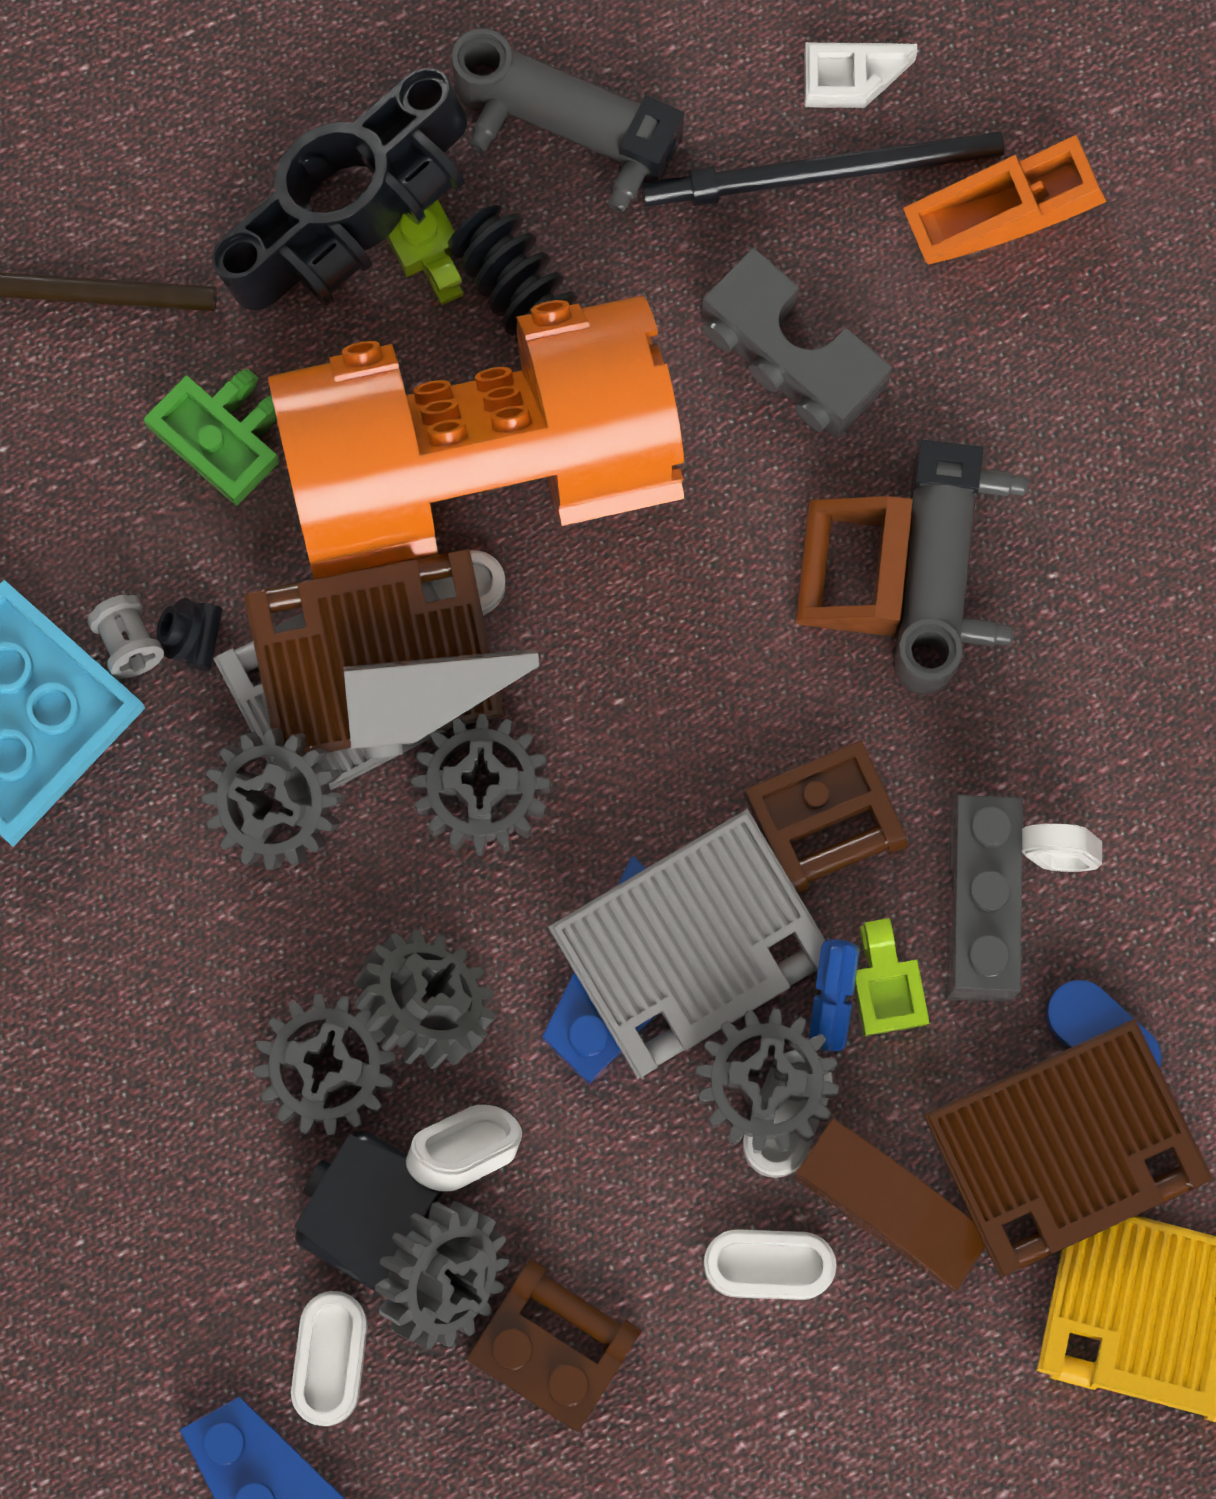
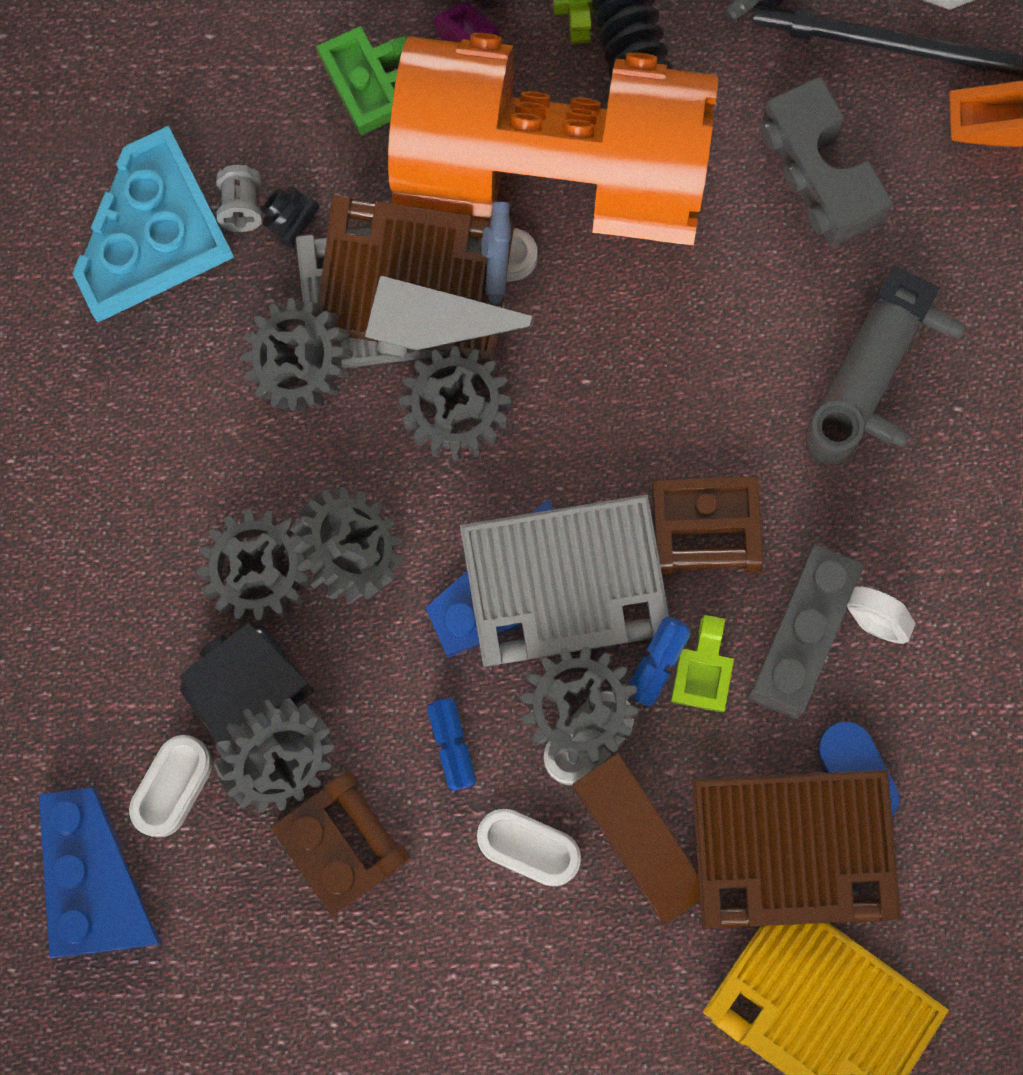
camera: 30 degrees right, 0 degrees up
(310, 333) = (461, 22): none -> magenta slope
(461, 588) = (495, 248): none -> sand blue piece
(463, 1147) = (330, 667): white tile -> none
(643, 1192) = (448, 734): none -> blue piece
(884, 614) = (805, 389): dark orange tile -> none

